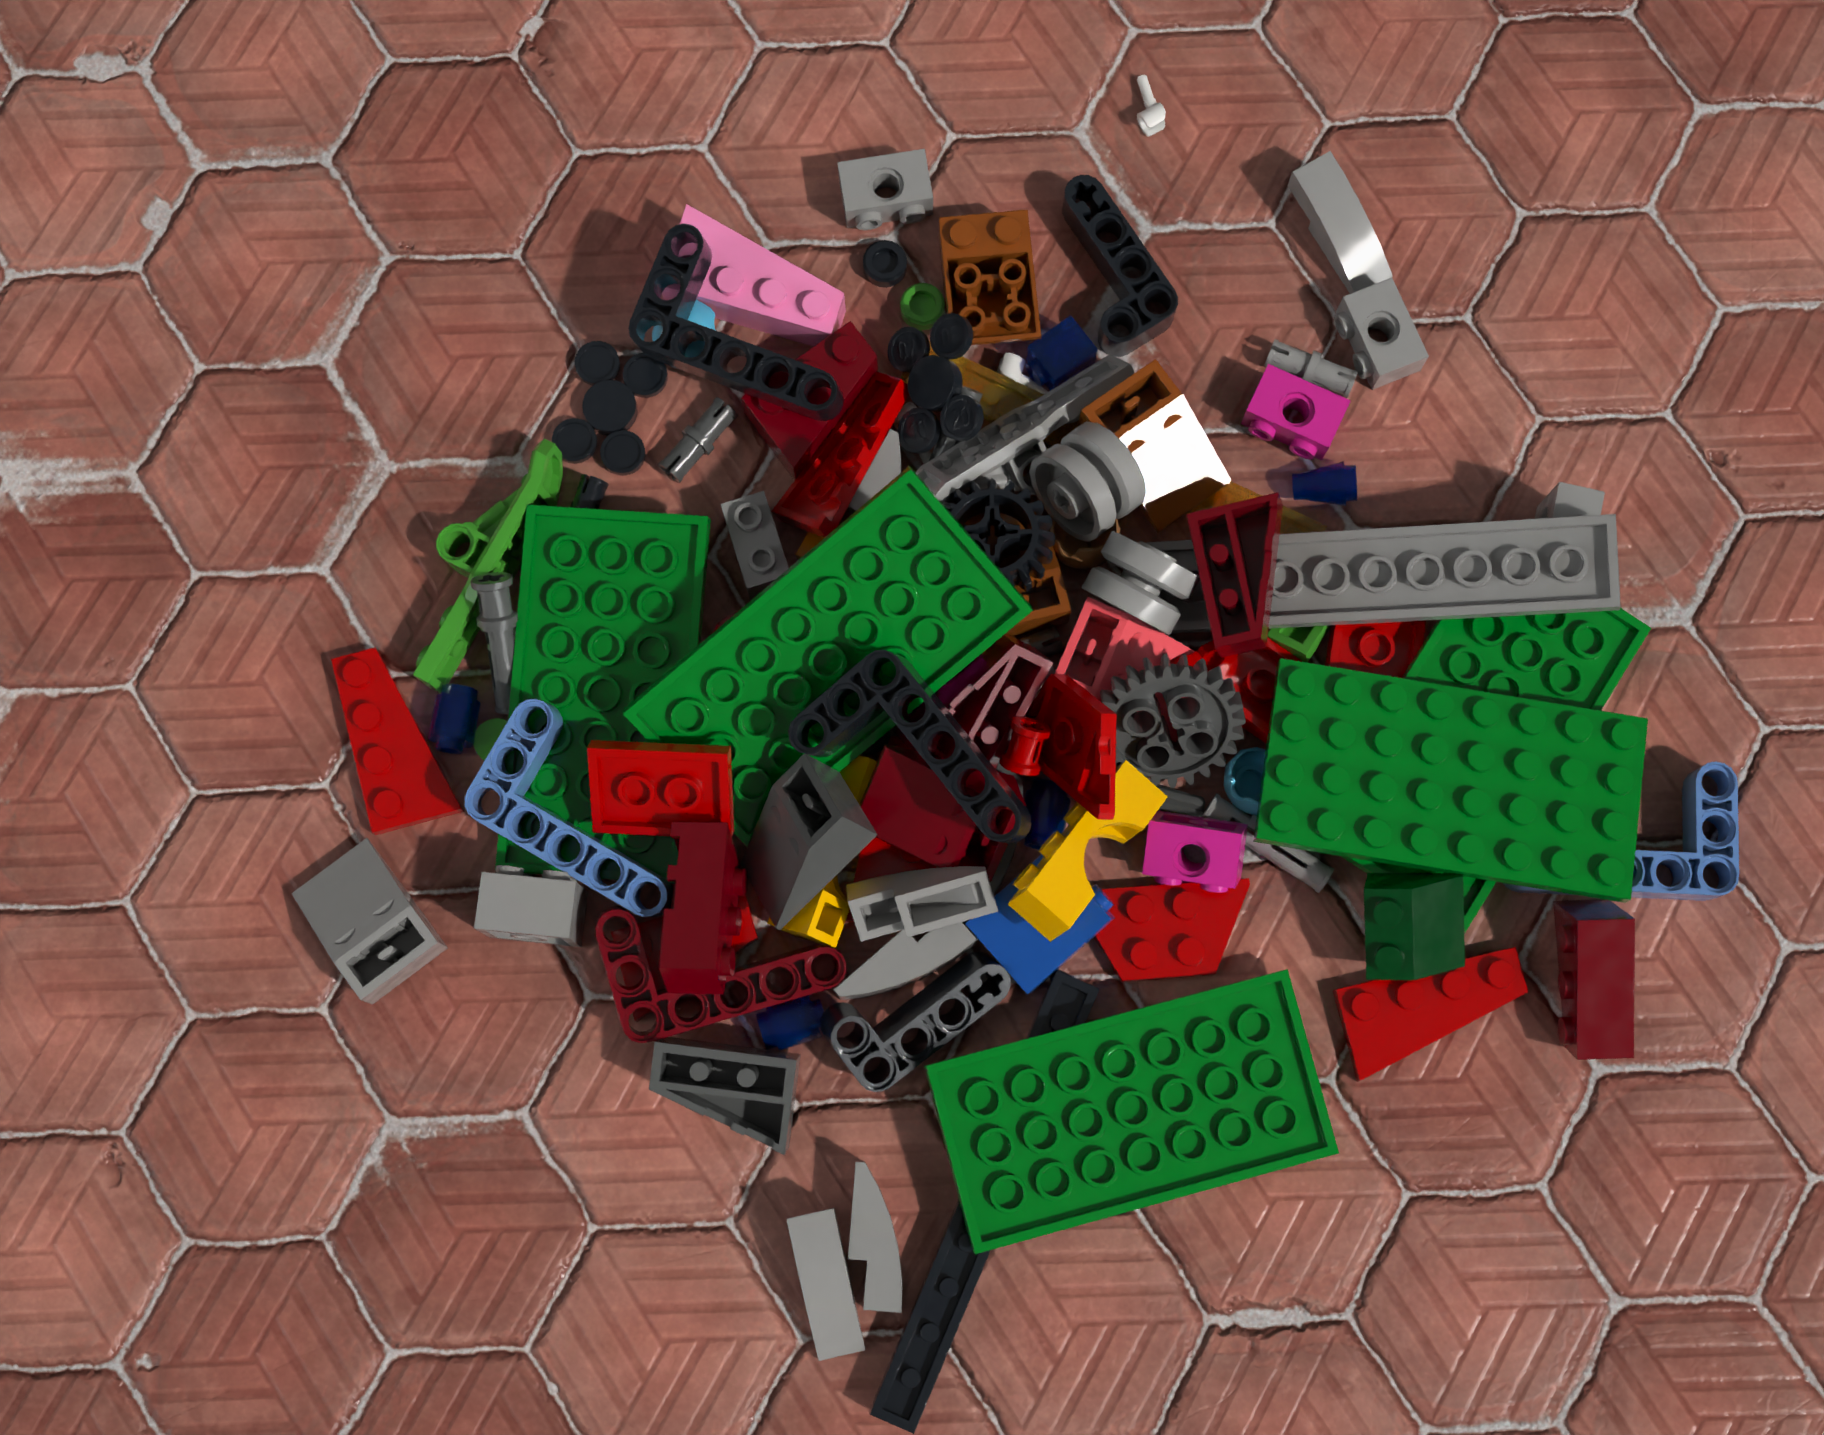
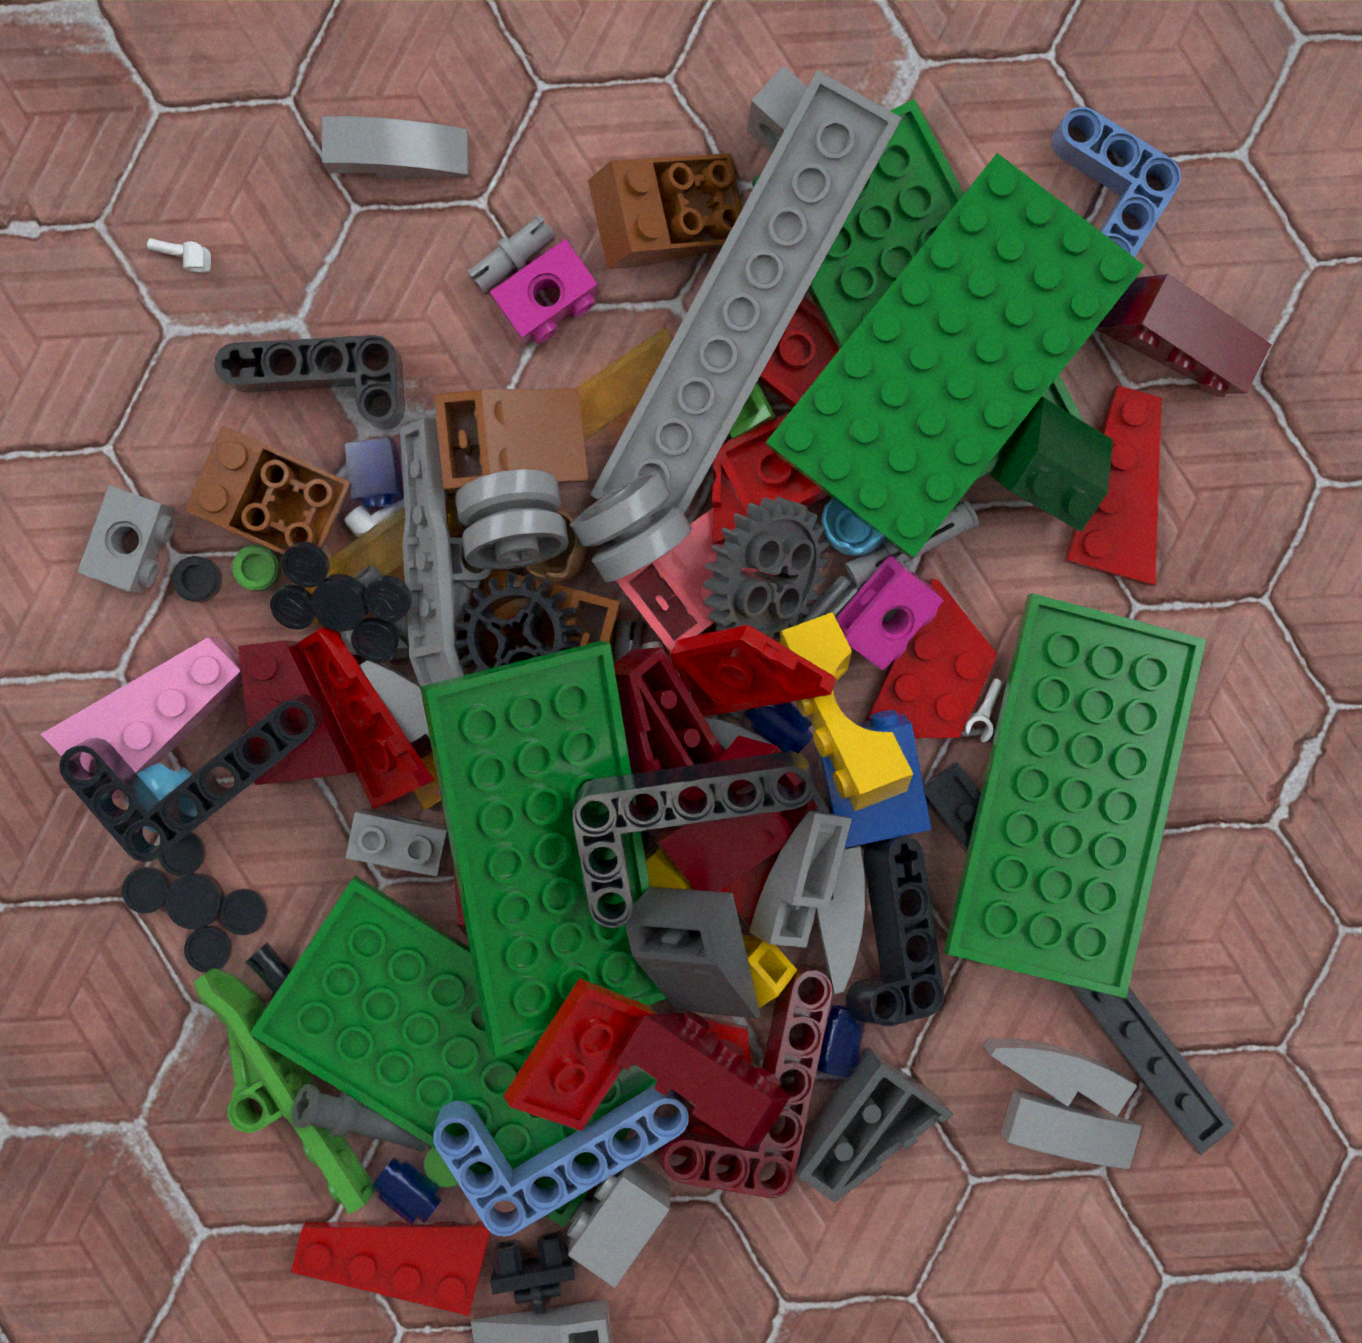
camera: 60 degrees left, 10 degrees up
(432, 847) = (536, 1277): none -> black hips
(698, 440) = (270, 839): dark grey pin -> none
(1025, 746) = (720, 712): red bush -> none
(1160, 992) = (985, 710): none -> white hand
(1237, 569) = (668, 435): dark red wedge -> none
(1326, 484) = (626, 303): clear blue cone -> none
(1381, 309) = (496, 155): light grey brick -> none
(1426, 467) = (664, 207): none -> dark orange slope

